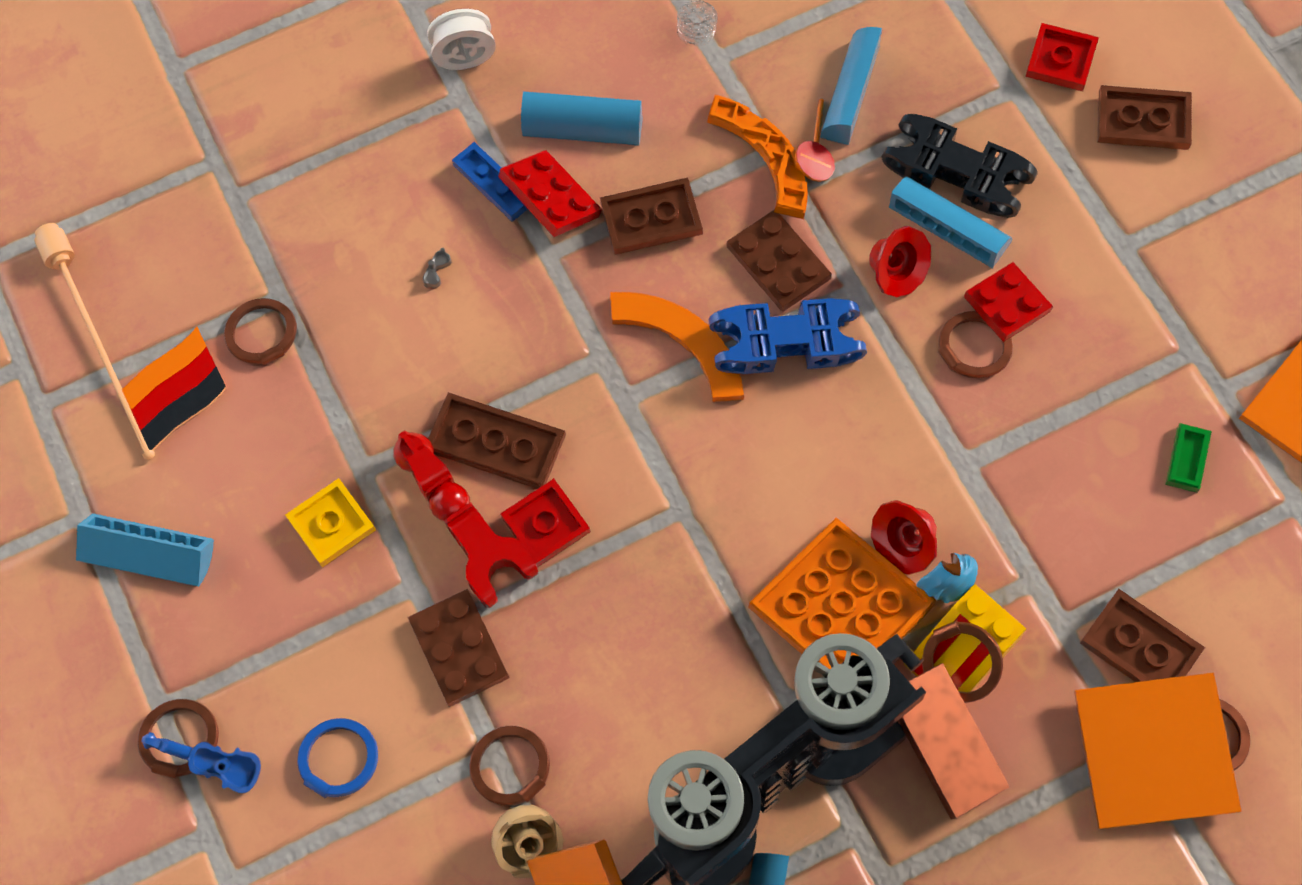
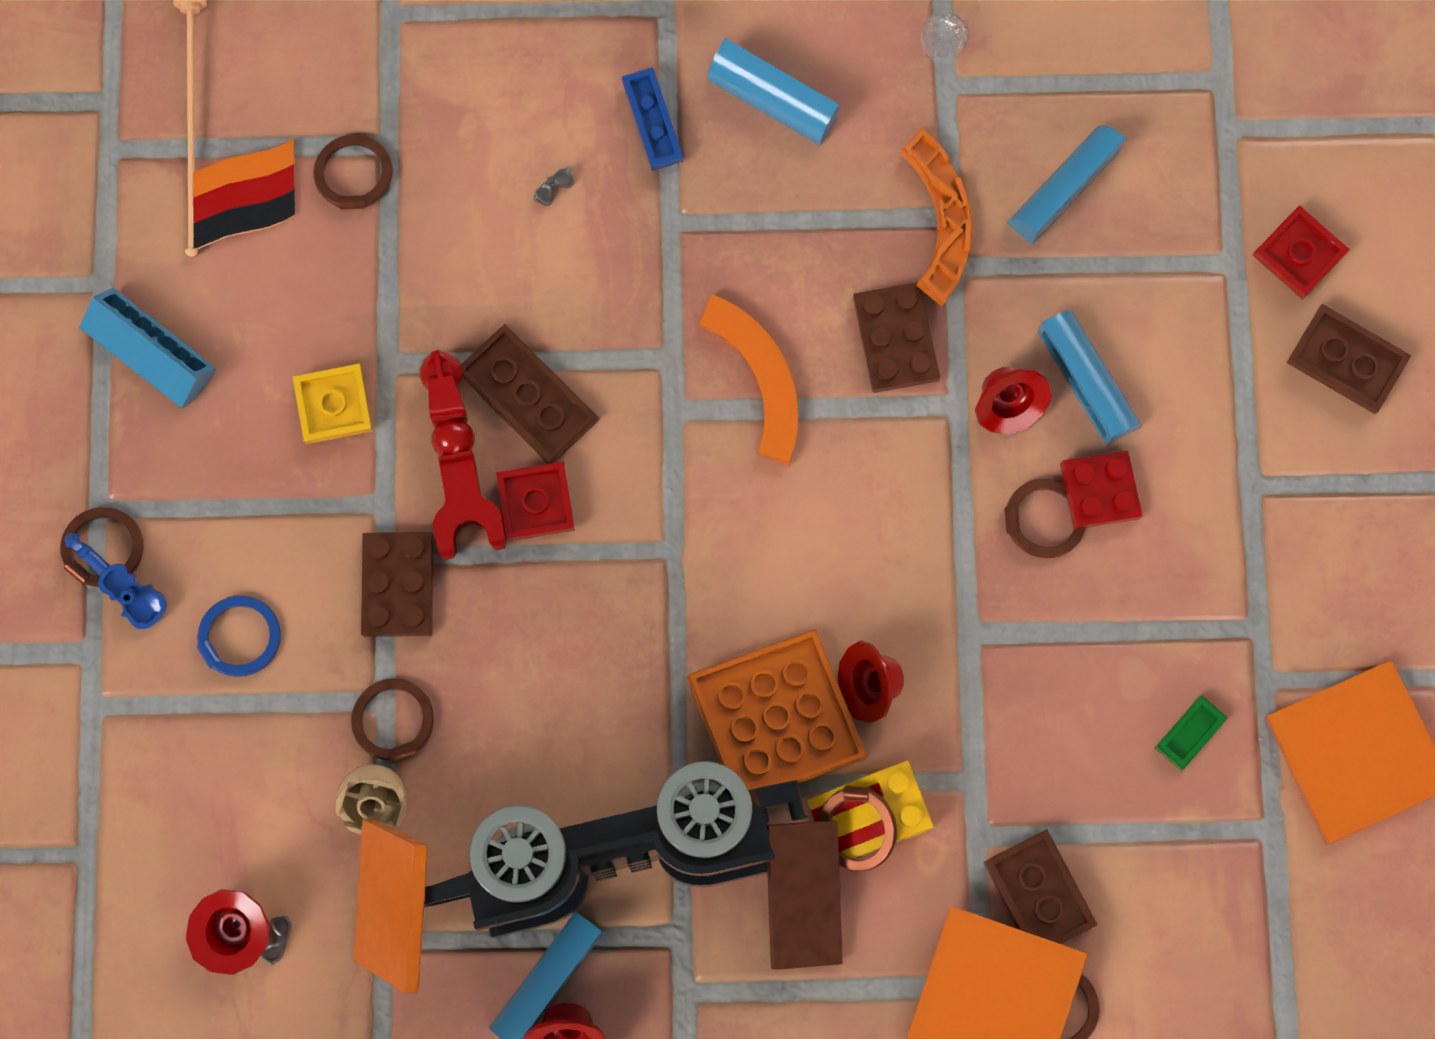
camera: 20 degrees right, 10 degrees up
(550, 193) = (702, 159): red plate -> none
(651, 216) = (791, 231): copper plate -> none
(766, 337) = (861, 423): blue piece -> none
(813, 157) = (986, 244): piece -> none
(943, 158) = (1114, 303): black piece -> none
(950, 581) = (890, 745): dark azure hair -> none

